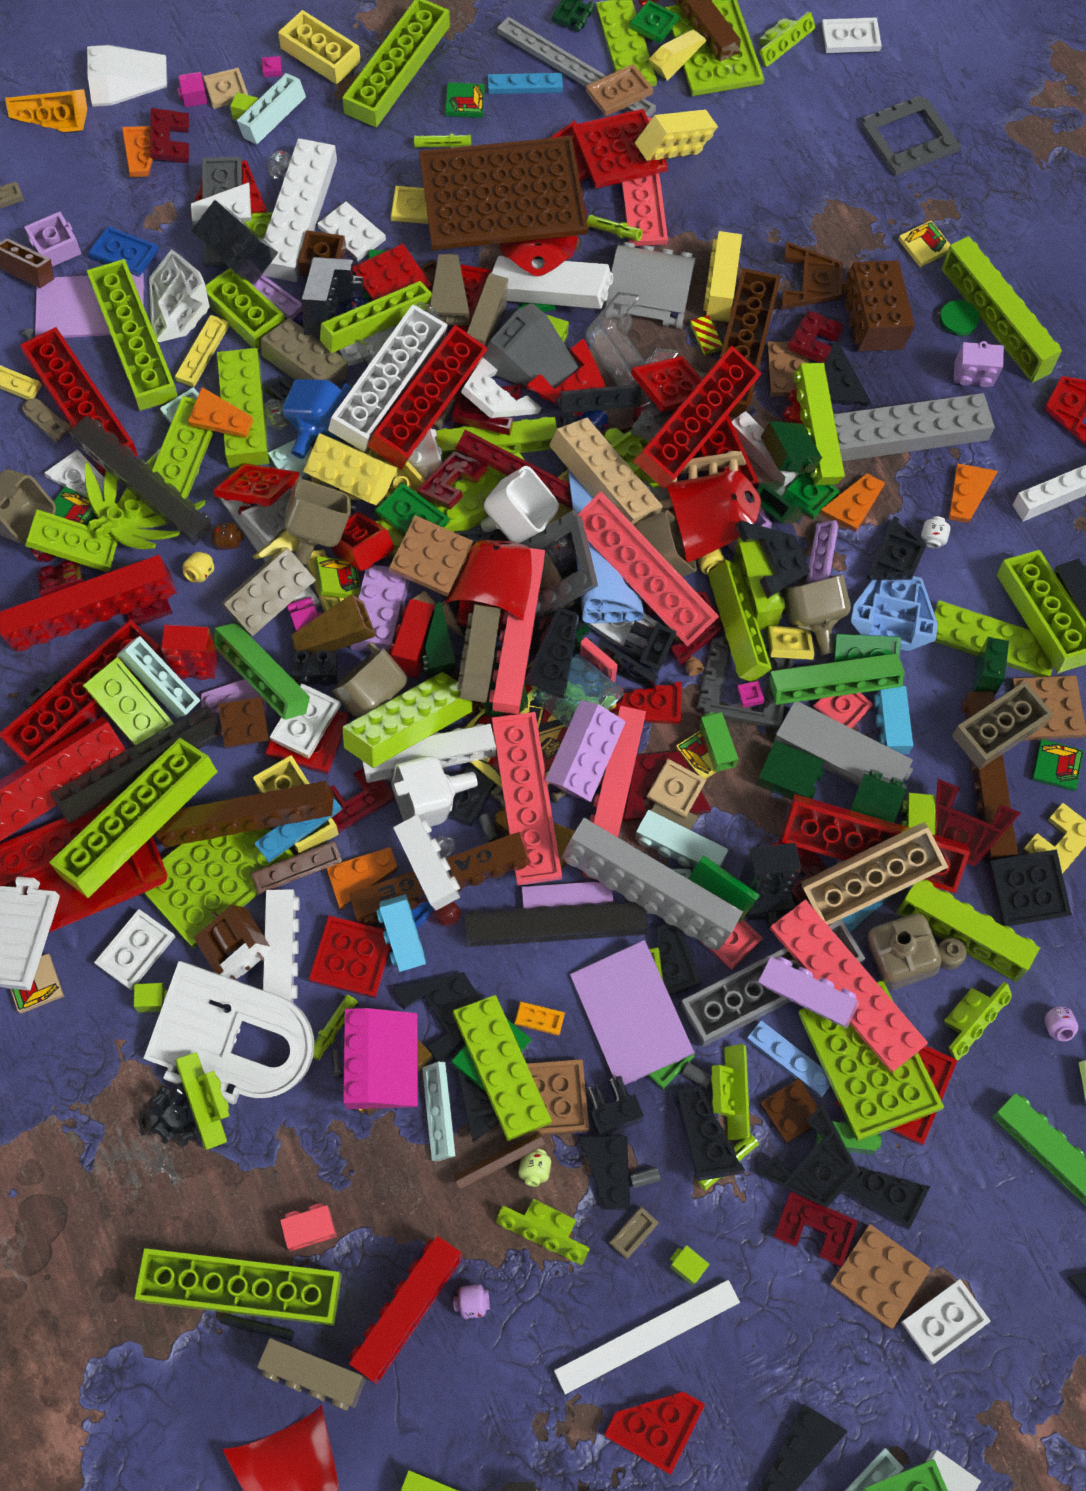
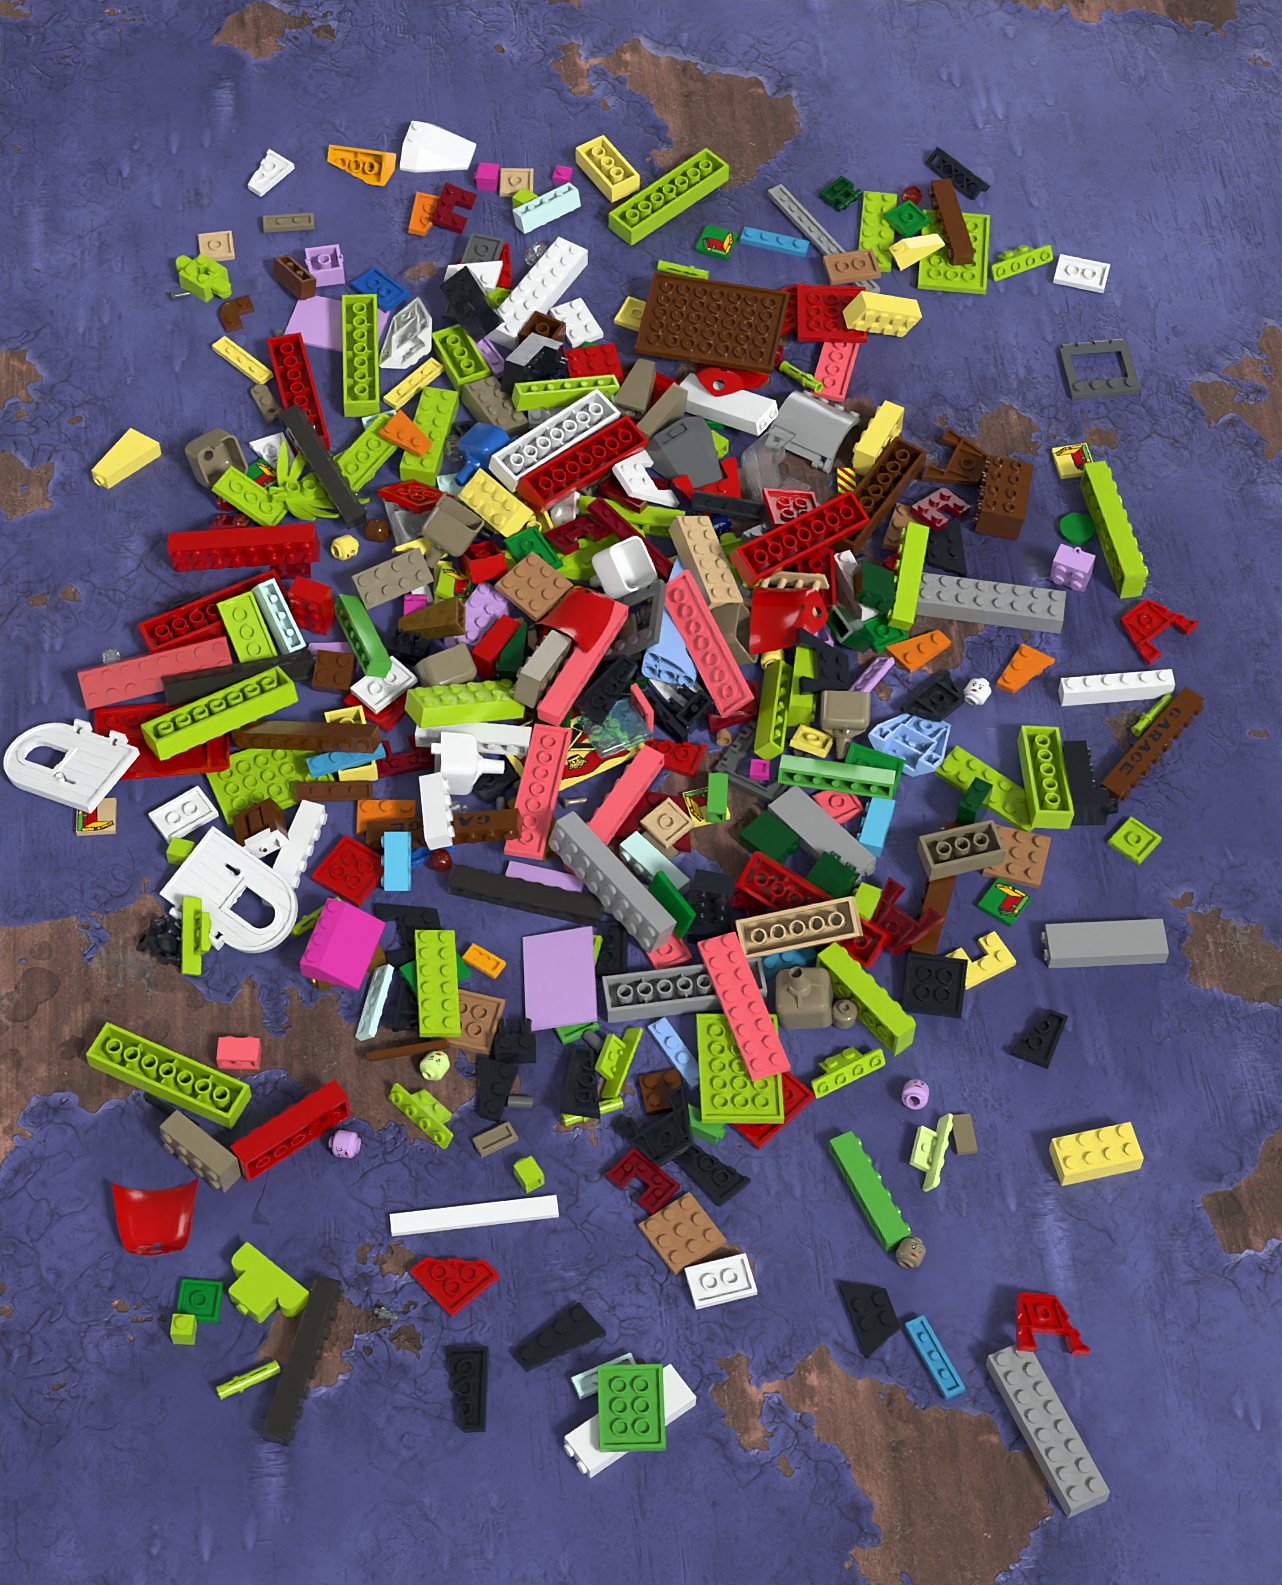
camera: 20 degrees right, 10 degrees down
(585, 750) = (600, 768): lavender brick -> none
(809, 992) = (704, 994): lavender brick -> none

